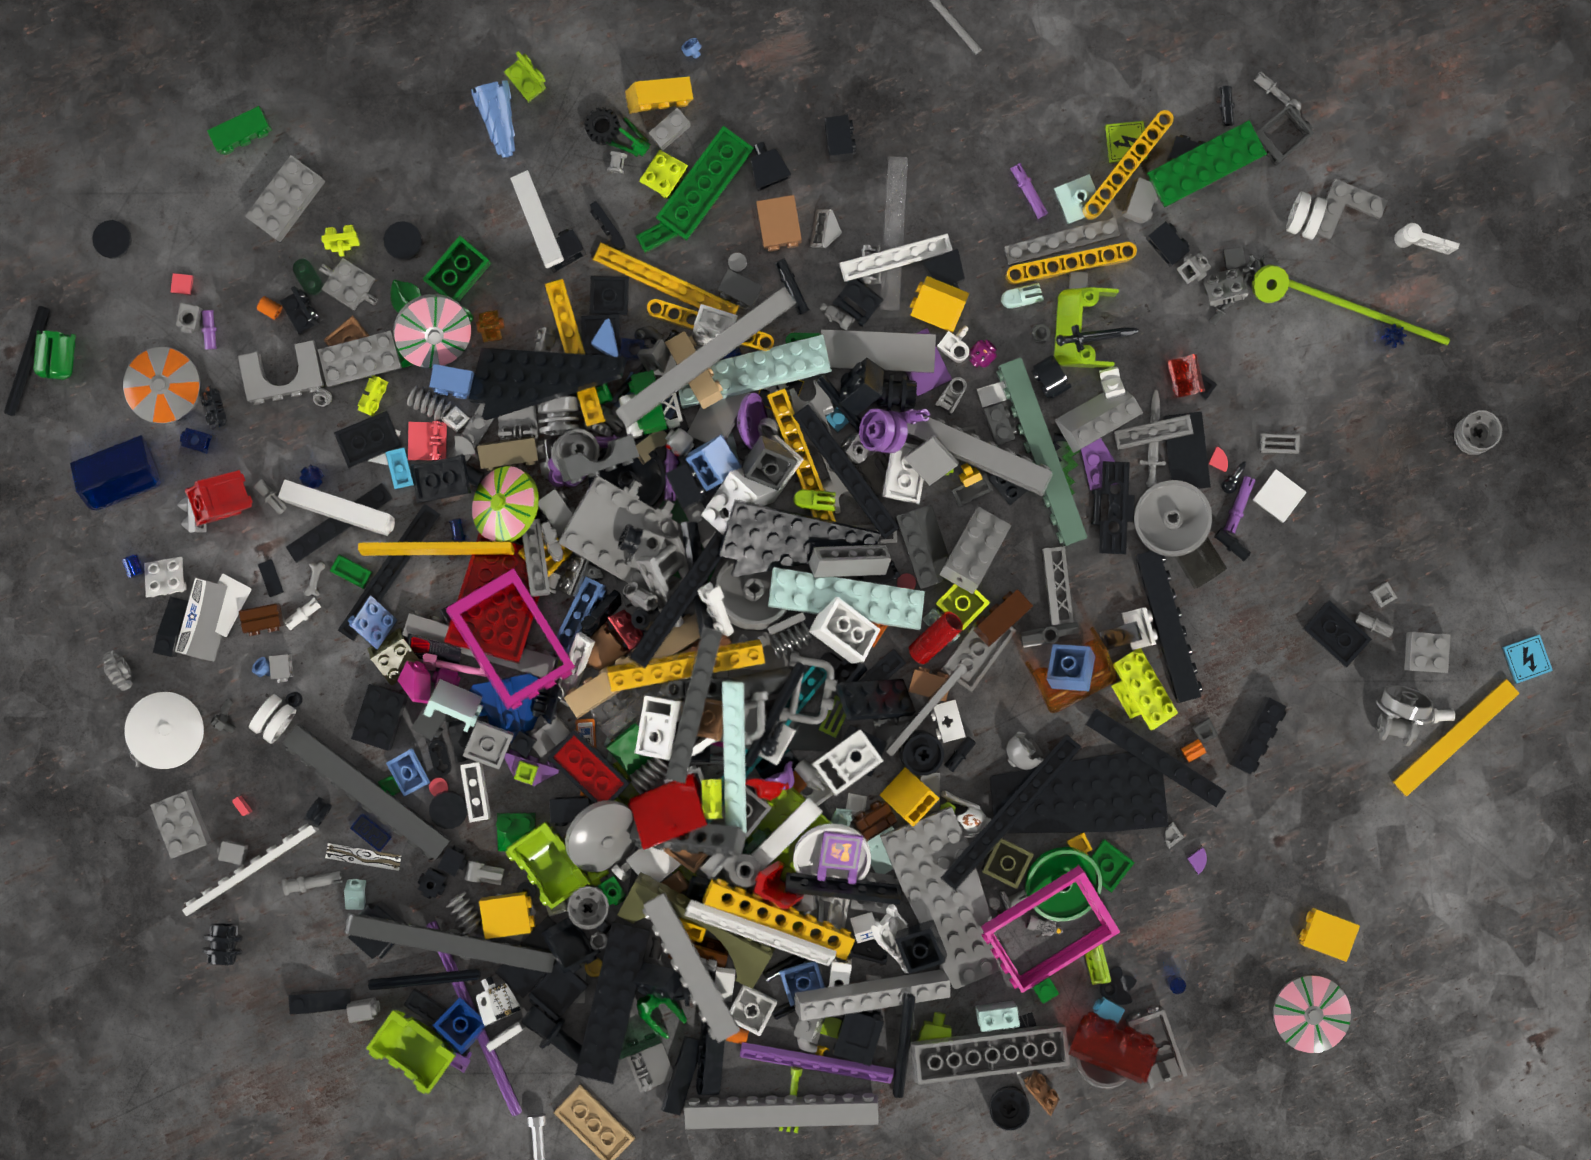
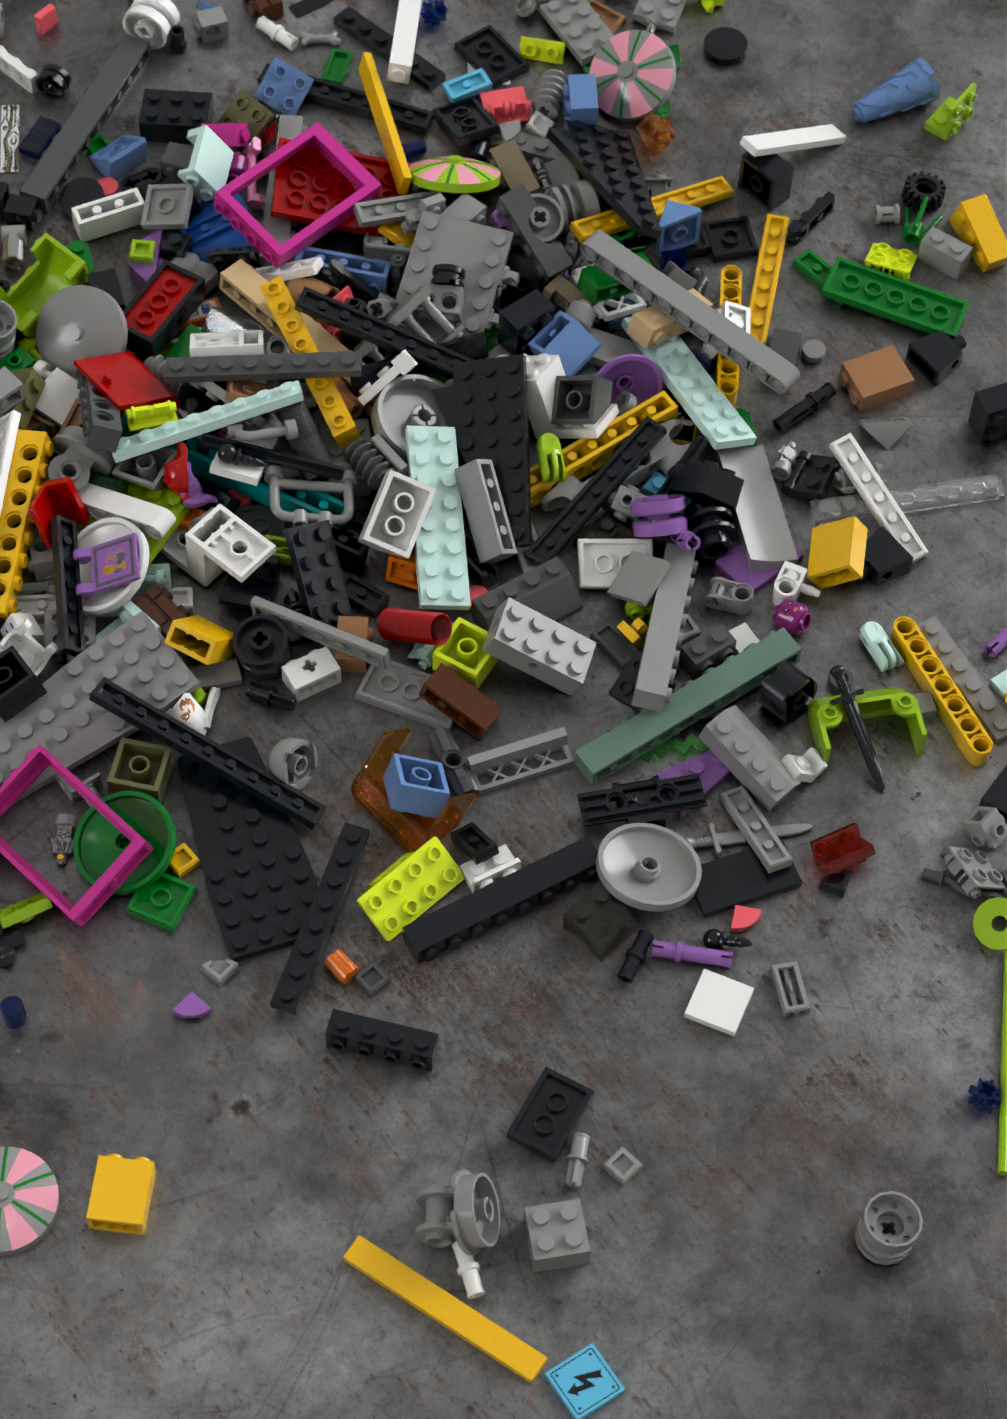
camera: 75 degrees right, 30 degrees down
(457, 270) = (708, 91): green brick -> none

